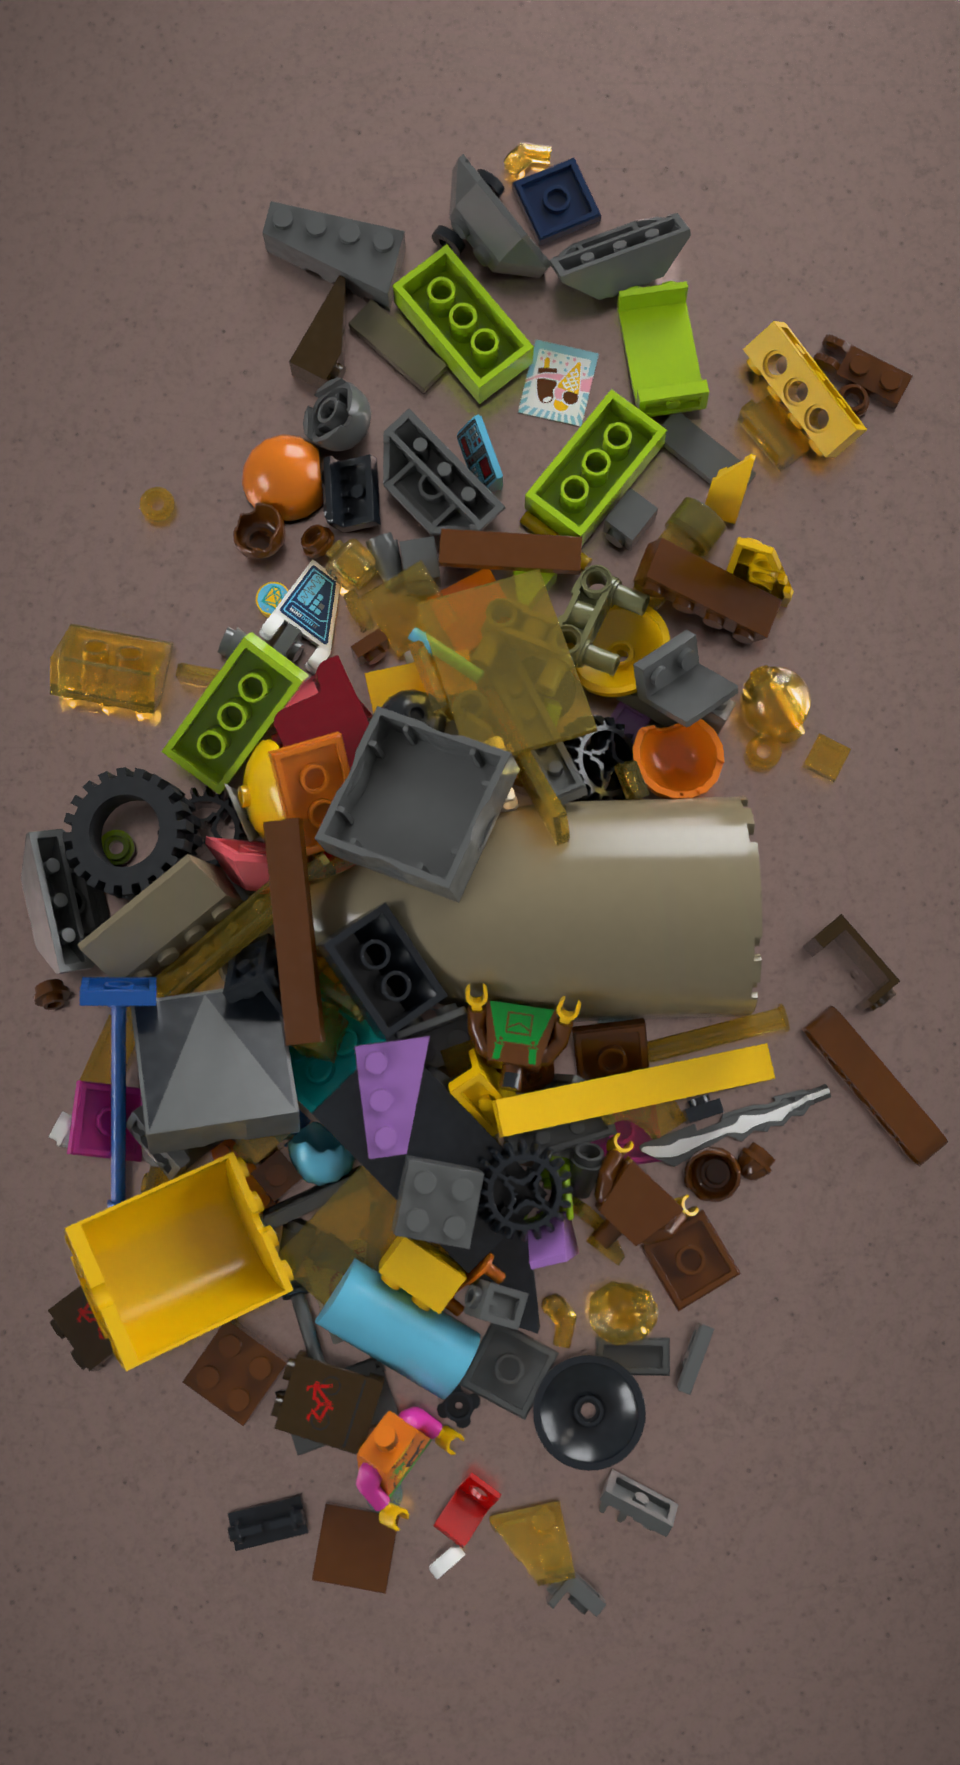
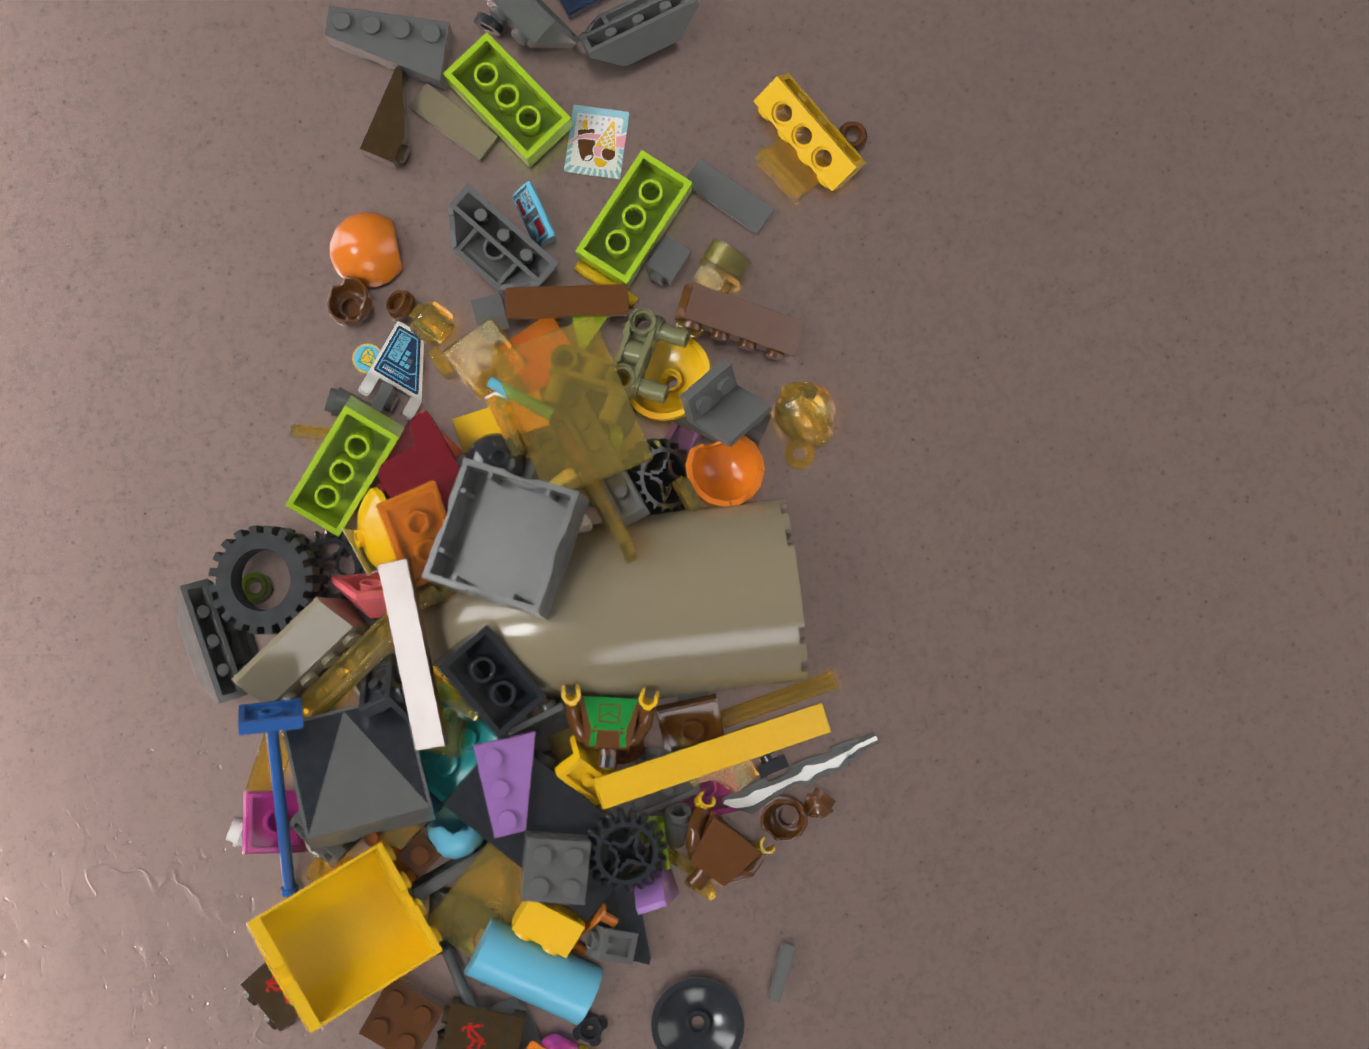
camera: 10 degrees left, 5 degrees up
(51, 994) = (214, 718): reddish brown plate -> none
(110, 668) = (233, 432): clear yellow slope -> none
(150, 497) = (250, 279): clear yellow plate -> none
(338, 416) = (407, 193): dark grey cylinder -> none
(351, 493) = (425, 259): black bracket -> none
(370, 648) = (455, 395): reddish brown plate -> none
(387, 555) = (462, 312): dark grey cone -> none
(509, 1369) = (629, 994): dark grey tile -> none
(564, 1318) = (670, 947): clear yellow arm -> none
(622, 1313) = (718, 940): clear yellow hair -> none
(640, 1357) = (733, 972): dark grey tile -> none
(661, 349) = (683, 106): lime panel -> none
(691, 1261) = (773, 891): reddish brown tile -> none
(729, 489) = (751, 227): yellow slope -> none
(760, 567) = (781, 295): yellow wedge -> none
(826, 757) = (853, 452): clear yellow tile -> none
(862, 956) = (872, 602): dark brown panel -> none
(875, 1085) = (914, 730): reddish brown beam -> none
(876, 376) = (862, 108): reddish brown hinge -> none

